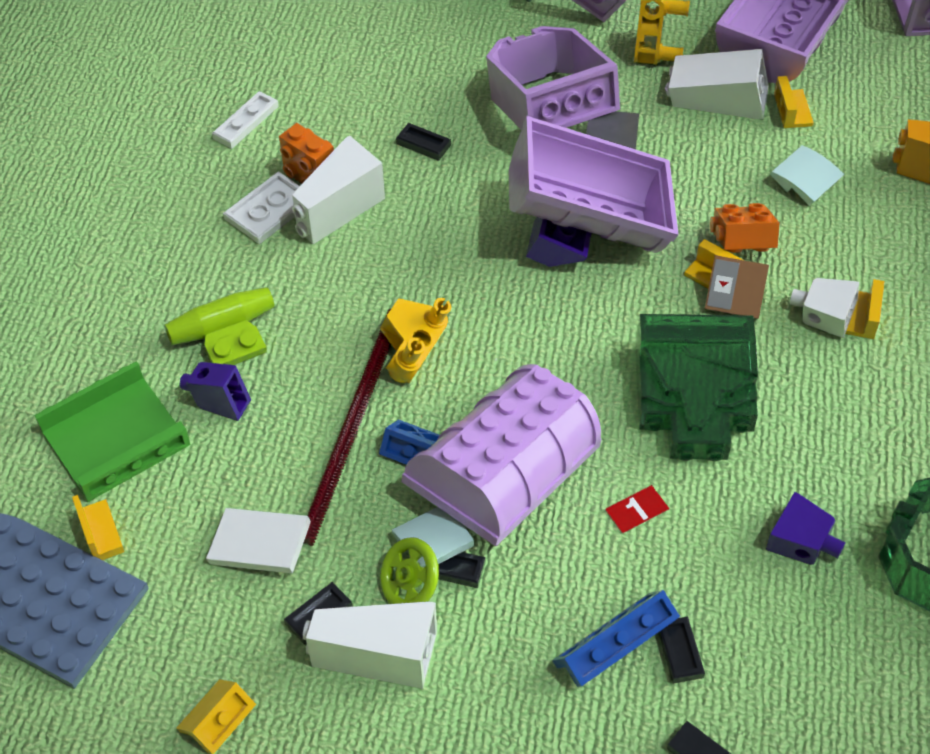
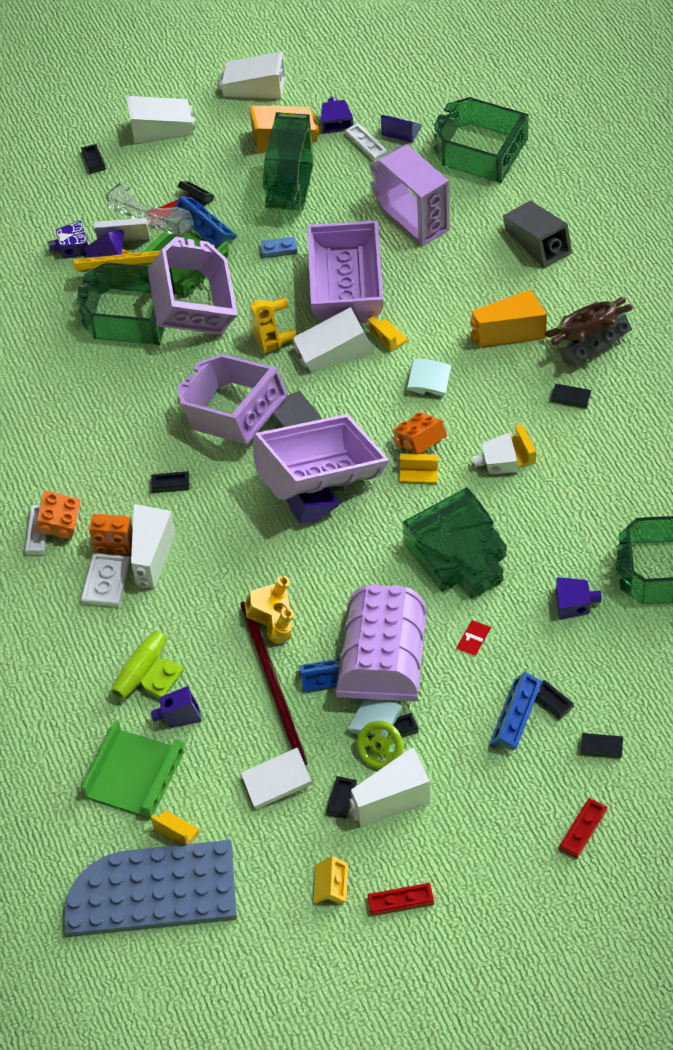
camera: 30 degrees left, 0 degrees up
(270, 110) = (57, 515): none -> orange brick
(736, 286) = (439, 473): medium nougat tile -> none

